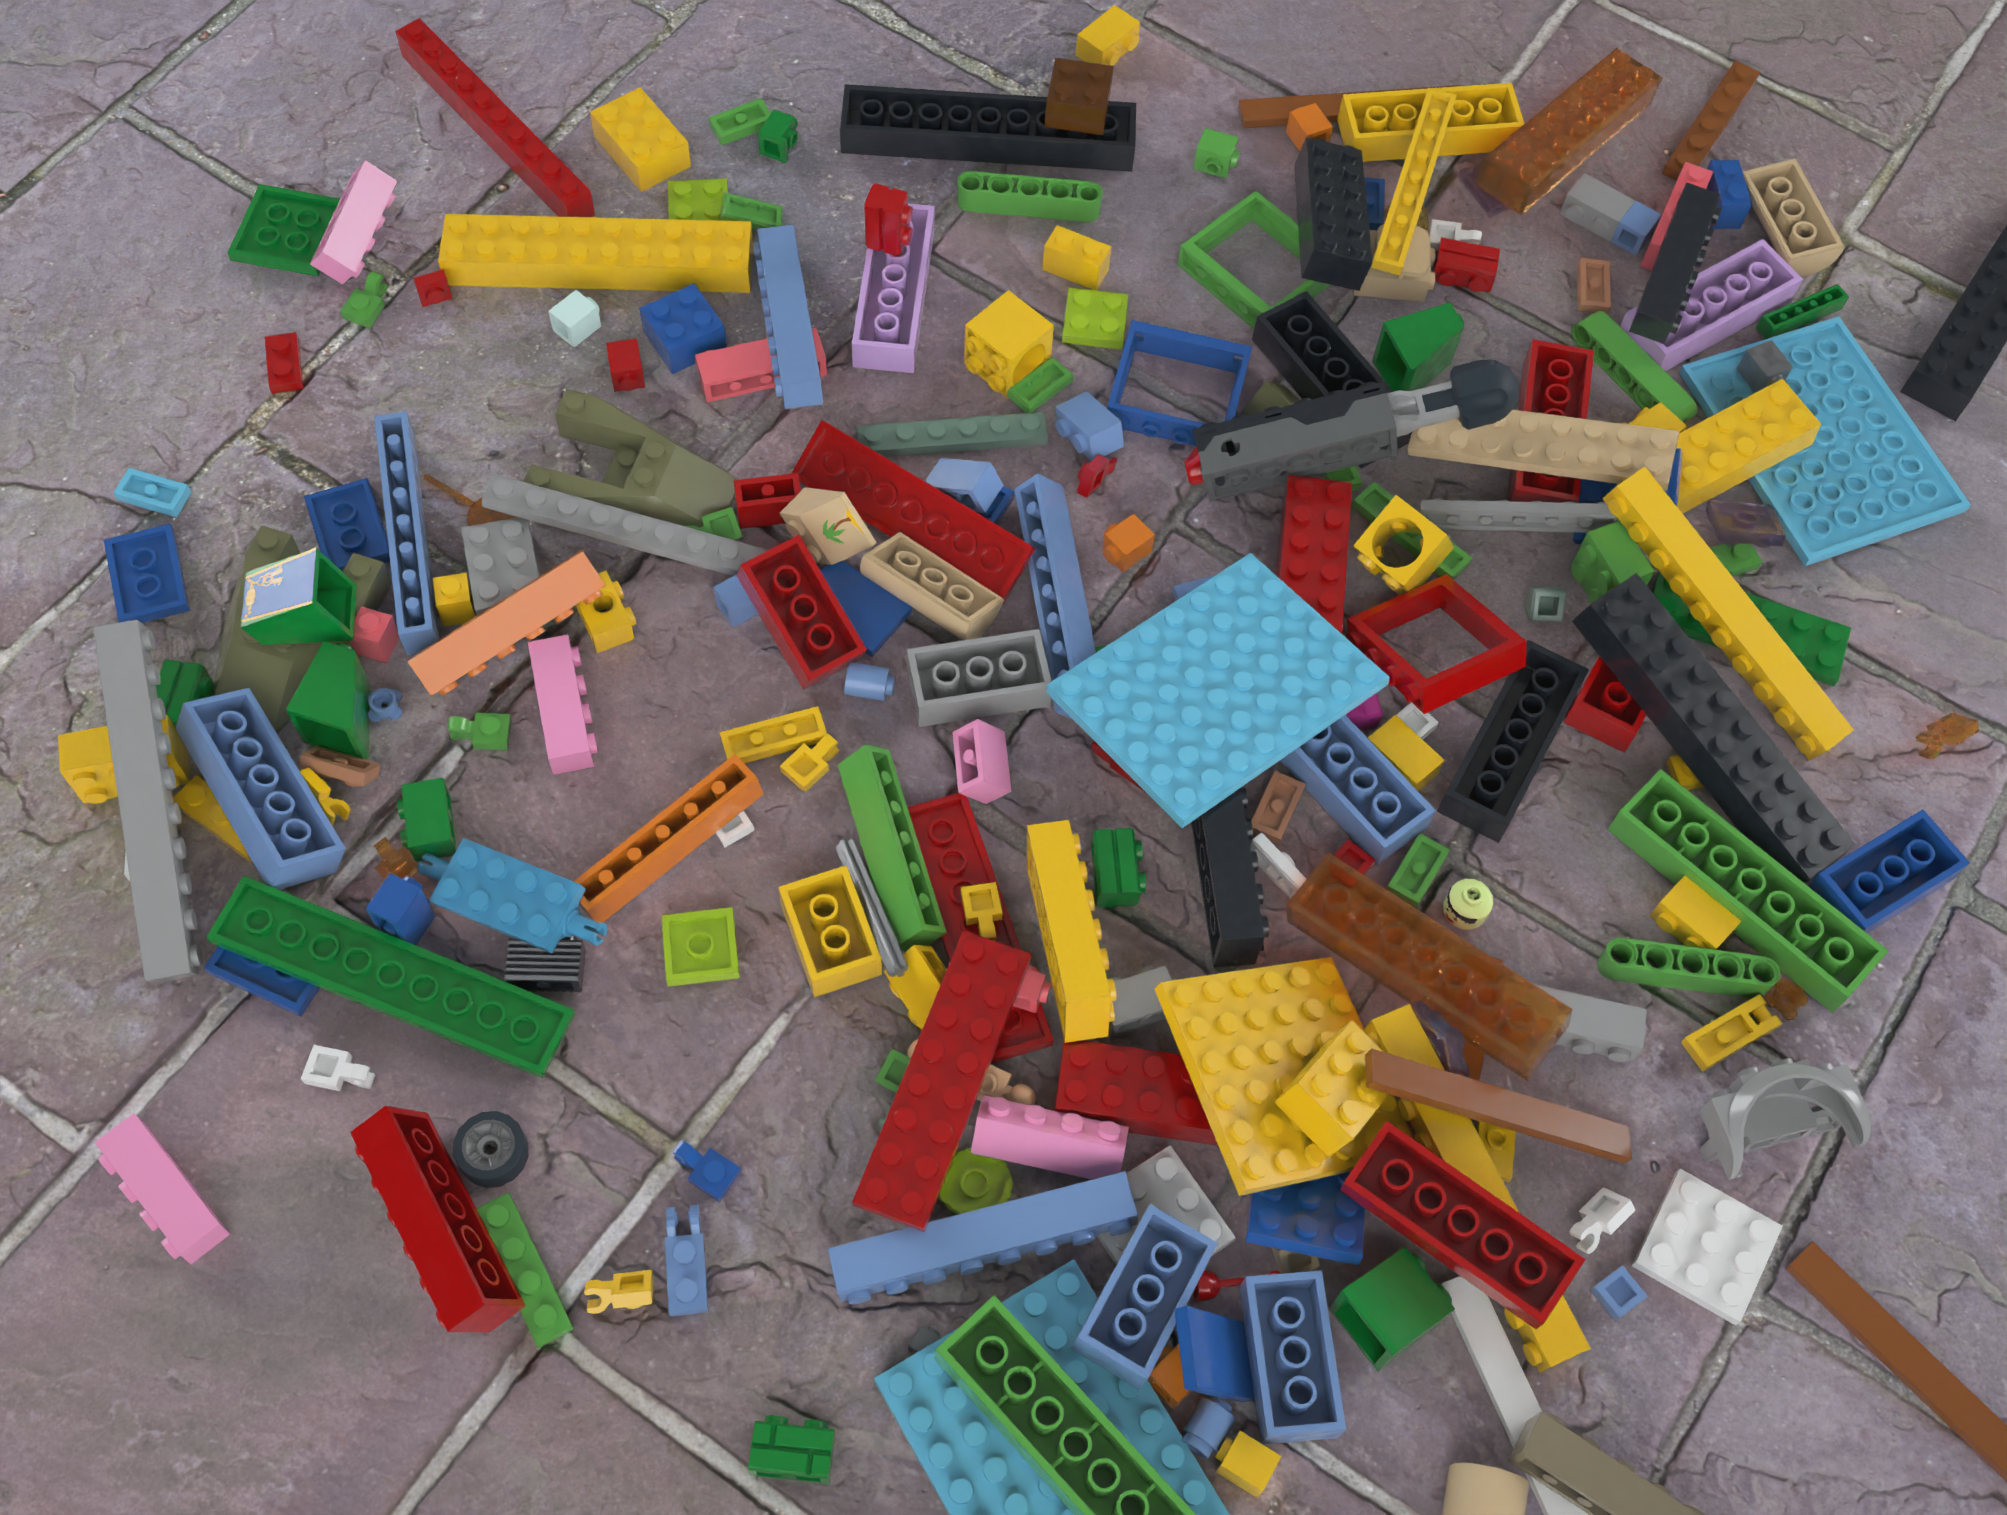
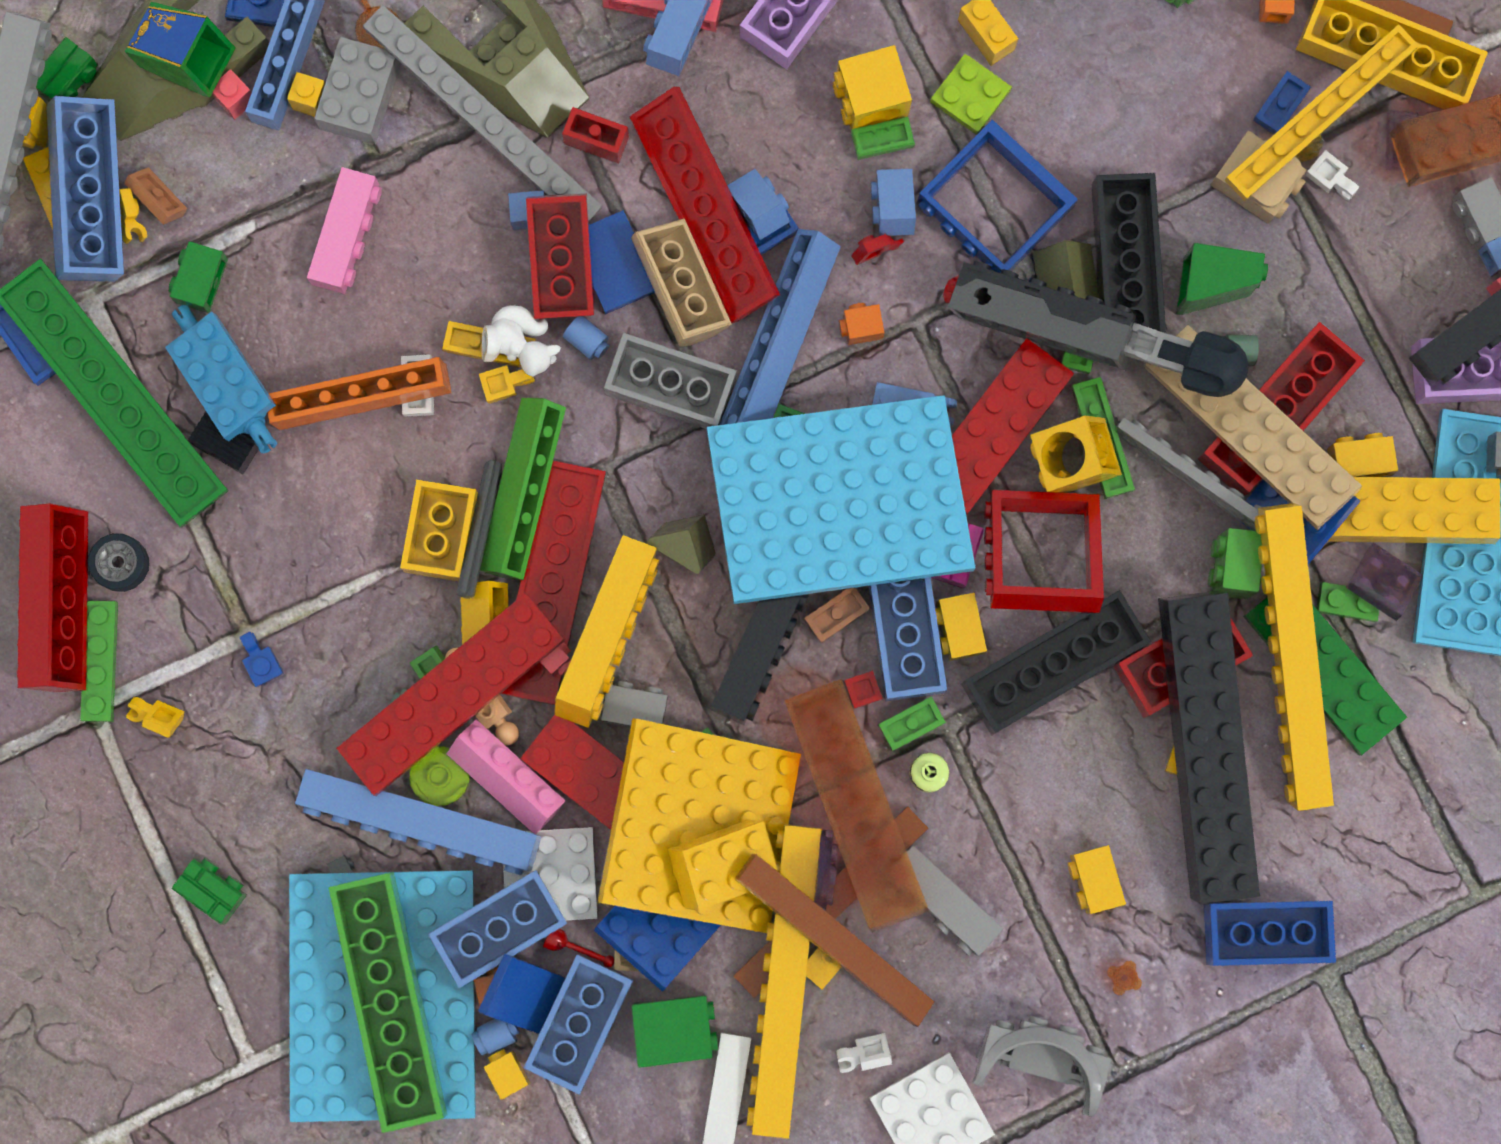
camera: 30 degrees right, 20 degrees up
(332, 1067) = (38, 440): white plate -> none
(333, 702) = (175, 142): green slope -> none
(378, 699) = (211, 150): medium blue plate -> none
(393, 861) = (155, 302): clear orange plate -> none
(401, 909) = (140, 346): blue brick -> none
(487, 732) = (279, 222): bright green plate -> none
(507, 622) = (332, 144): orange brick -> none
(609, 627) = (413, 148): yellow brick -> none
(686, 1265) = (209, 720): medium blue hinge -> none
(700, 946) = (343, 488): lime plate -> none
(722, 524) = (545, 135): bright green plate -> none
(791, 708) = (507, 338): none -> white animal
(827, 525) = (621, 187): tan slope -> none
(955, 434) = (783, 145): sand green plate -> none
(981, 761) = (631, 455): bright pink brick -> none
(982, 907) = (558, 575): yellow plate -> none
(1089, 808) = (685, 542): none -> olive slope
(1116, 867) = (682, 596): green brick -> none
(1221, 283) = (1188, 91): bright green window -> none
(1277, 865) = (806, 660): white plate -> none
(1332, 214) = (1231, 105): black brick -> none
(1420, 723) = (983, 604): white plate -> none
(1462, 1225) = (745, 1009): red brick -> none
(1466, 265) = (1323, 211): red brick -> none
(1545, 603) = (1168, 561): sand green brick -> none
(1593, 285) = (1424, 290): nougat plate -> none
(1619, 1293) = (842, 1111): medium blue plate -> none
(1631, 366) = (1398, 388): bright green beam -> none
(1702, 961) = (1078, 918): bright green beam -> none
(1730, 1033) = (1061, 979): yellow plate -> none
(1776, 909) = (1151, 882): bright green brick -> none
(1947, 730) = (1414, 844): clear orange plate -> none

